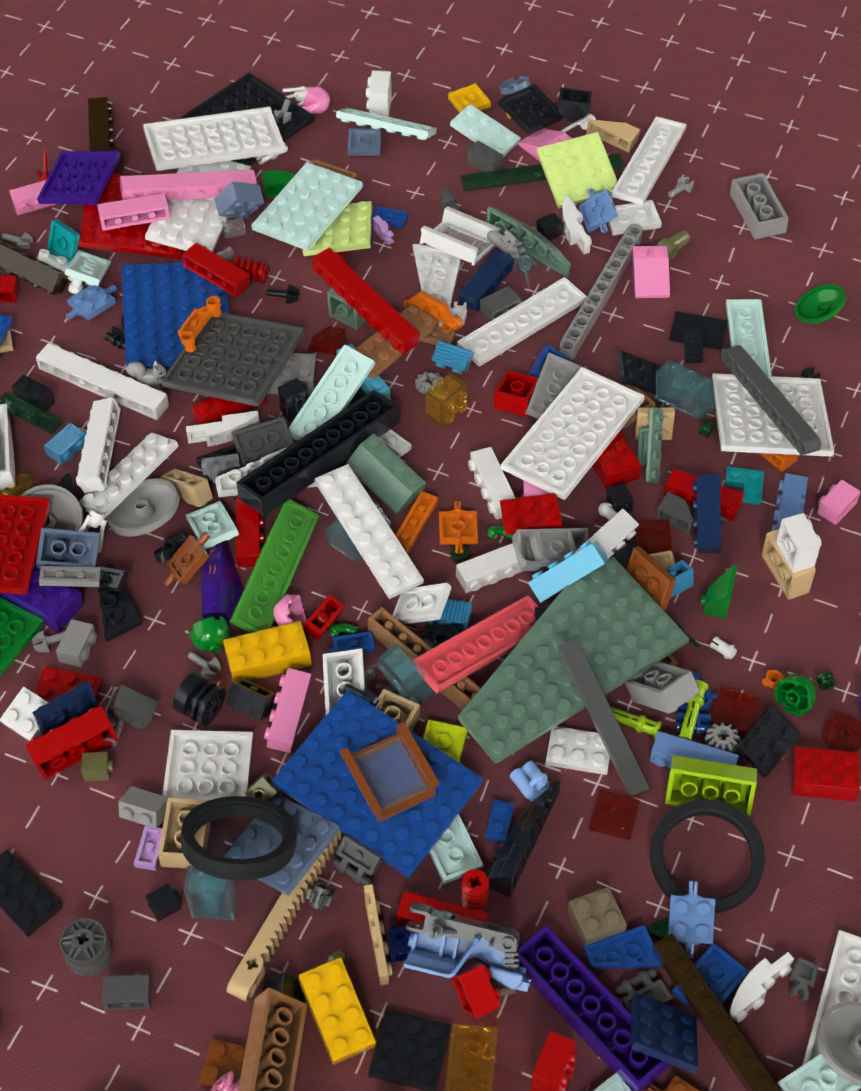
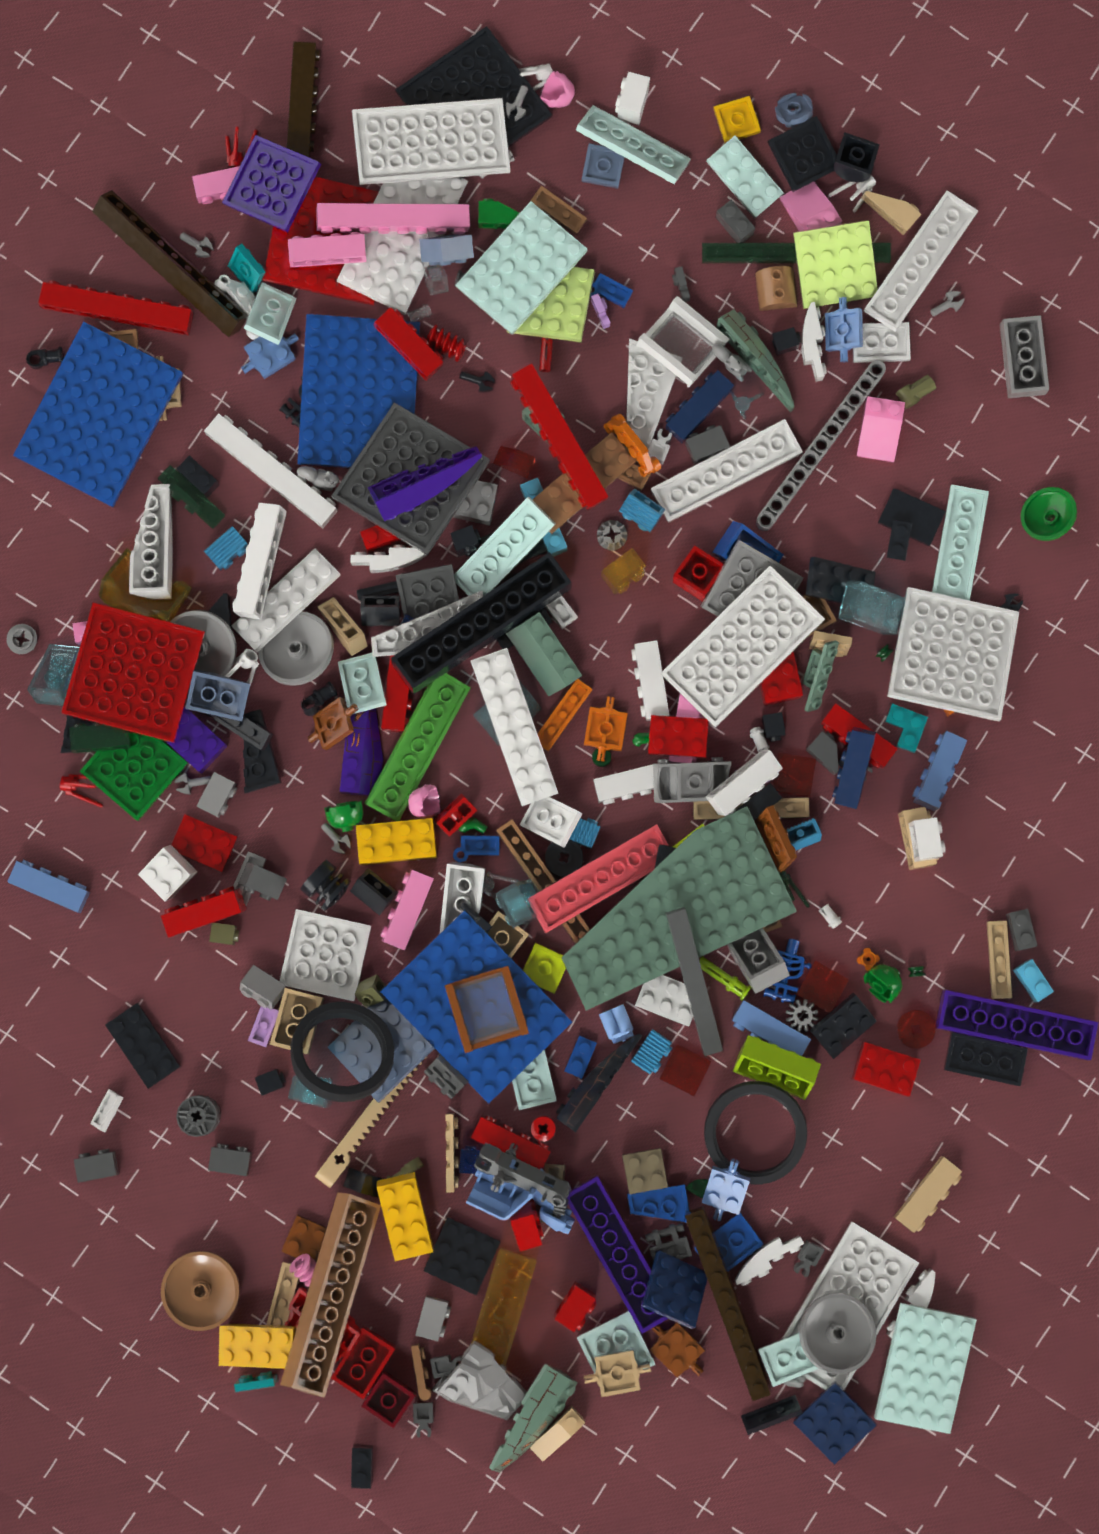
camera: 10 degrees right, 30 degrees up
(65, 707) = (201, 885): dark blue plate -> none
(70, 576) = (216, 730): light grey plate -> none
(197, 321) = (376, 425): orange plate -> none
(233, 357) = (409, 489): none -> dark purple wedge
(319, 896) = (407, 1103): dark grey gear -> none
(531, 195) = (776, 288): none -> medium nougat brick
(567, 572) = (699, 816): medium azure brick -> none
(573, 801) = (651, 1052): none -> dark azure brick
(693, 709) = (769, 1006): lime pin -> none
(719, 594) = (841, 861): green slope -> none
(771, 400) = (955, 641): dark grey beam -> none
(838, 502) = (990, 770): bright pink brick -> none

